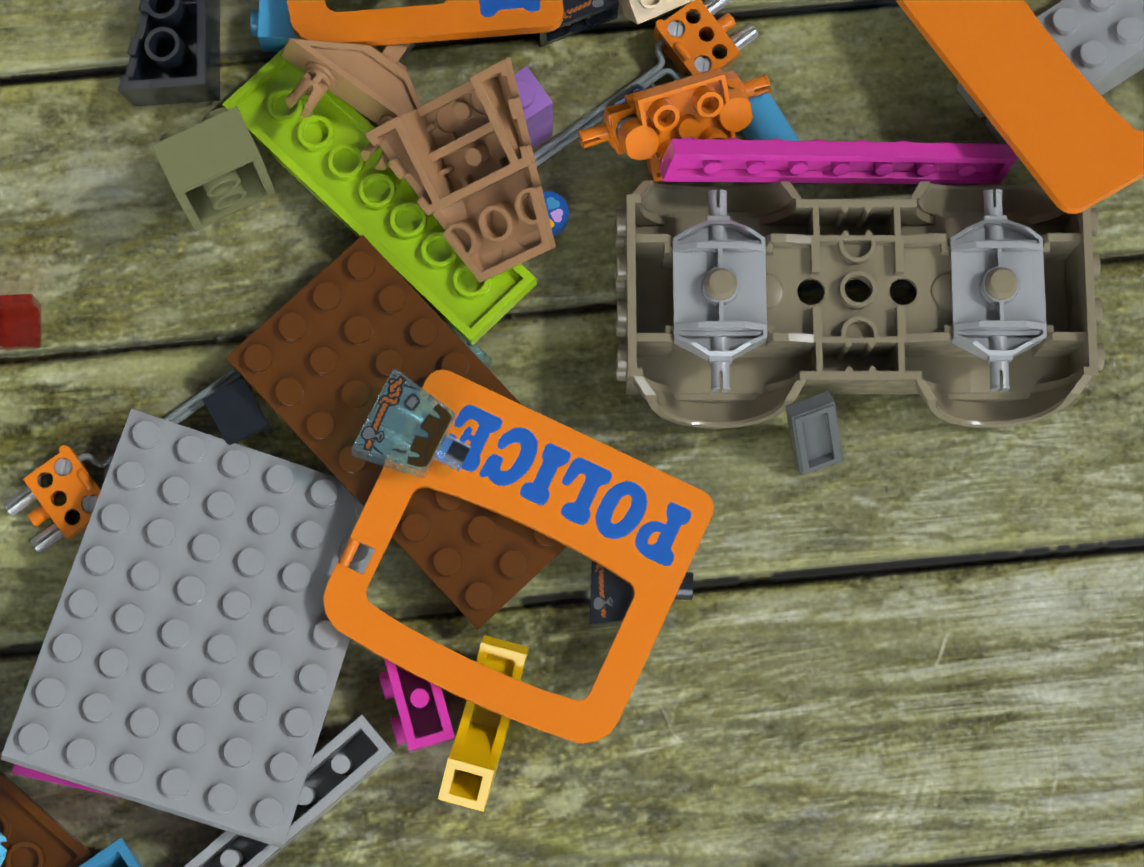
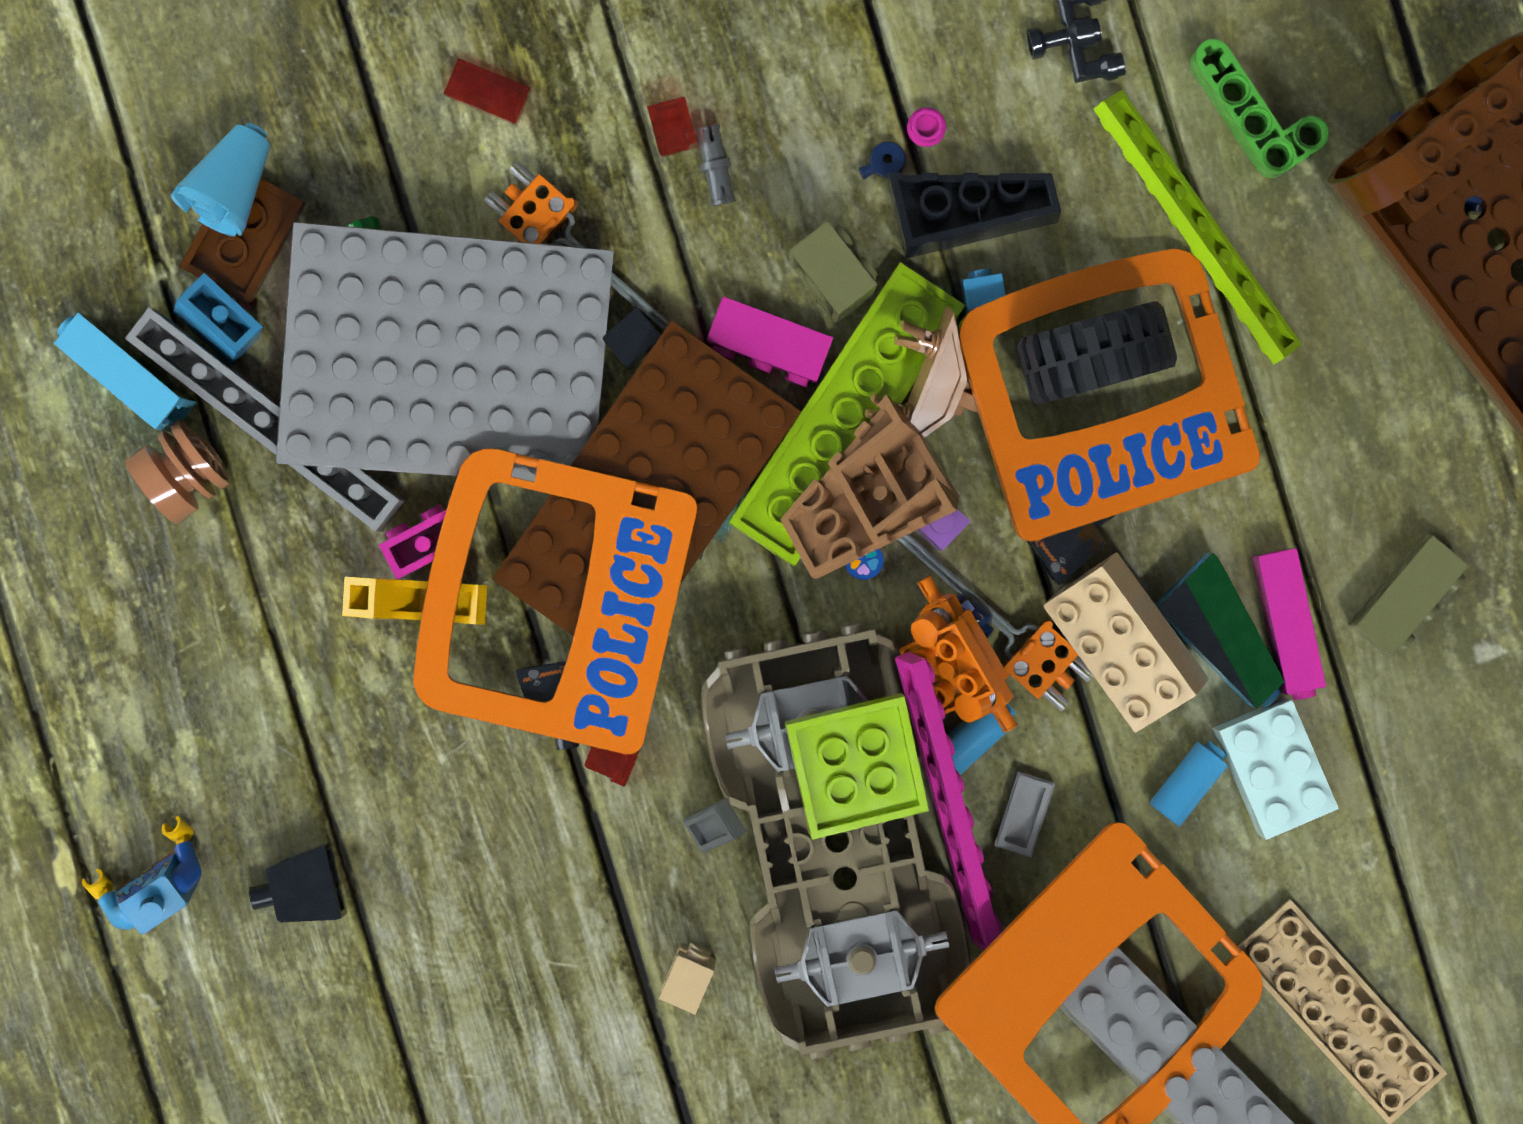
camera: 85 degrees right, 10 degrees up
(65, 284) = (715, 165): none -> dark grey pin
(80, 49) = (926, 127): none -> dark pink plate
(106, 110) = (878, 166): none -> dark blue piece
(277, 261) = (769, 342): none -> dark pink brick
(409, 430) = (633, 490): torso -> none
(719, 539) = (611, 764): none -> clear red panel
(778, 241) = (856, 766): none -> lime plate
(865, 99) = (1024, 814): none -> light grey tile
(984, 497) = (688, 977): none -> tan brick

